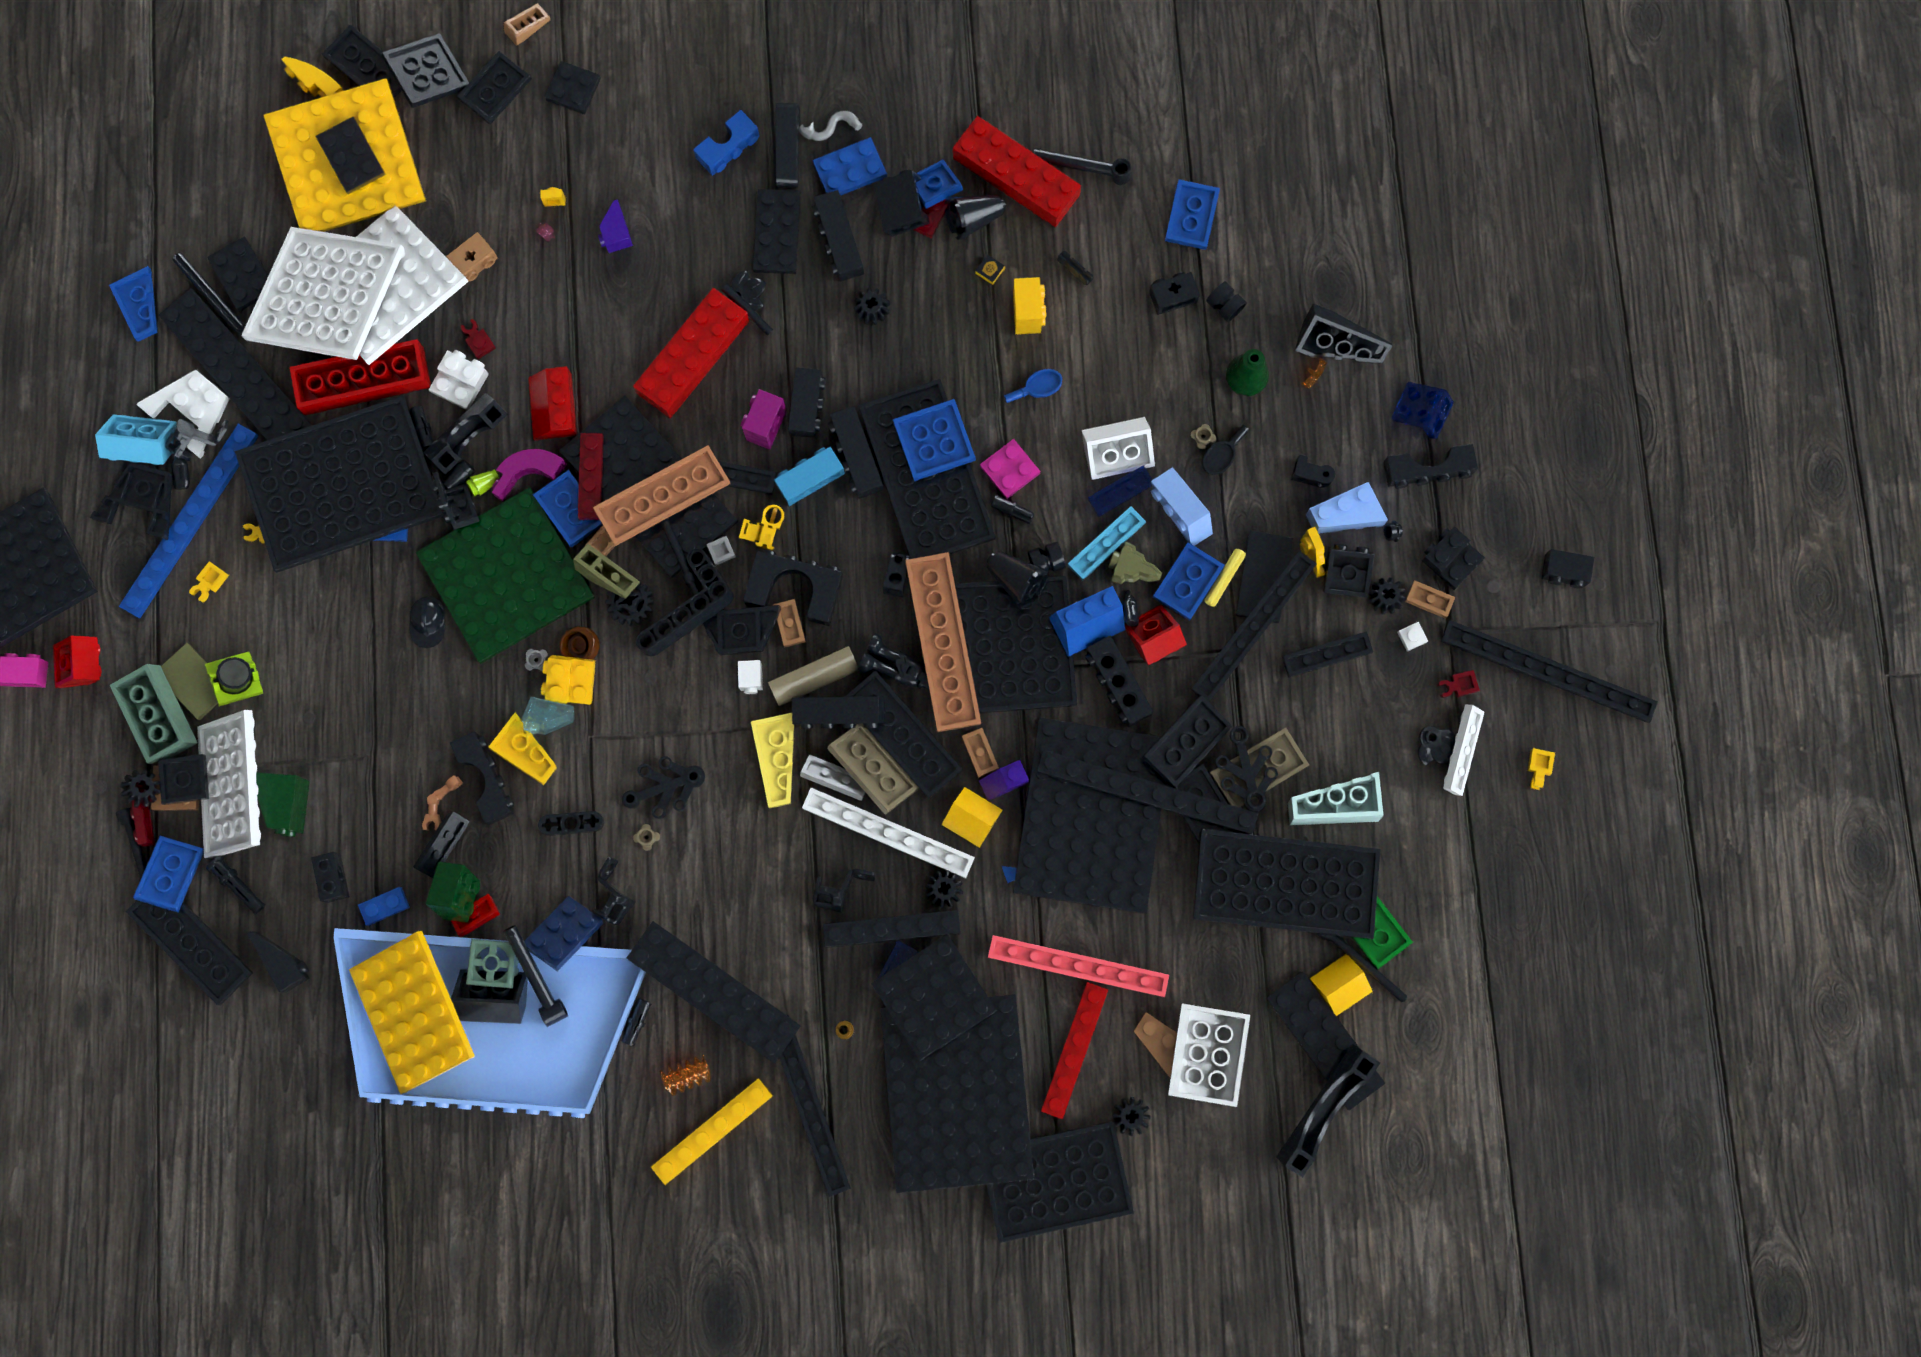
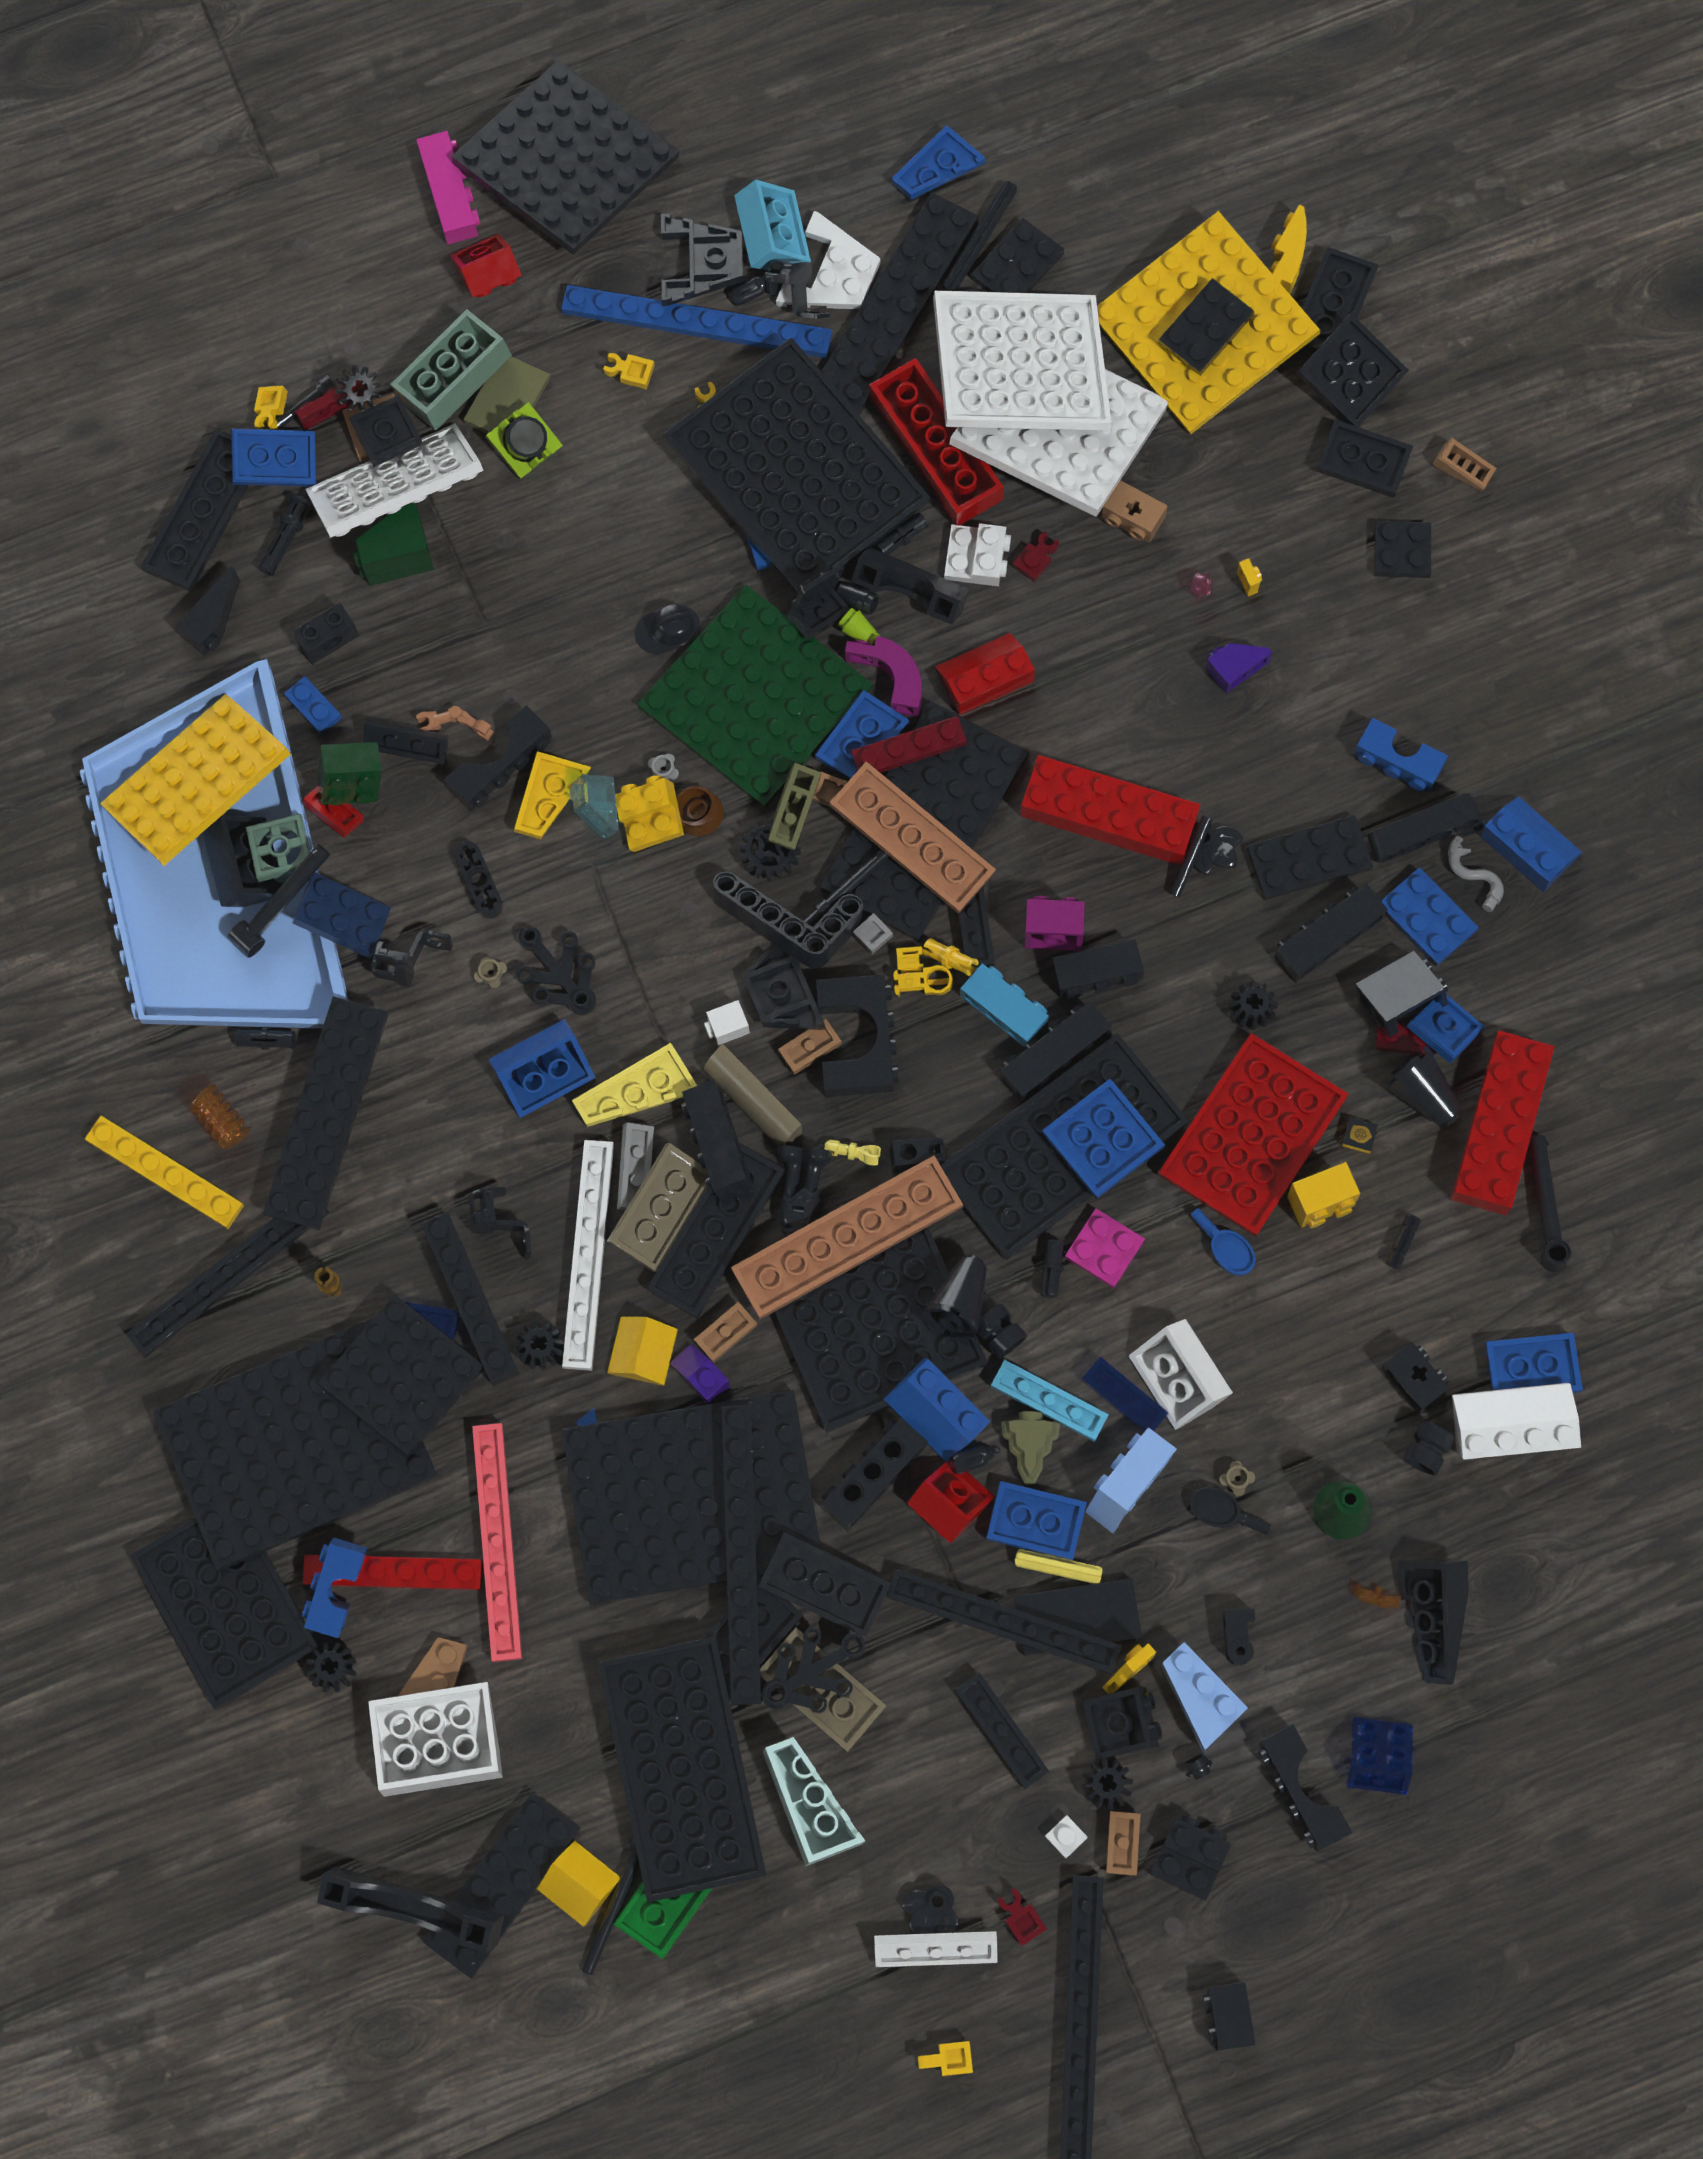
camera: 75 degrees right, 5 degrees down
(123, 864) = (268, 404): none -> yellow plate
(735, 821) = (542, 1068): none -> blue slope
(760, 501) = (950, 957): none -> yellow pin
(823, 82) = (1530, 843): none -> blue slope
(882, 612) = (868, 1154): none -> light yellow piece
(964, 339) = (1253, 1134): none -> red plate
(1060, 1083) = (326, 1612): none -> blue arch
(1228, 238) = (1515, 1421): none -> white slope

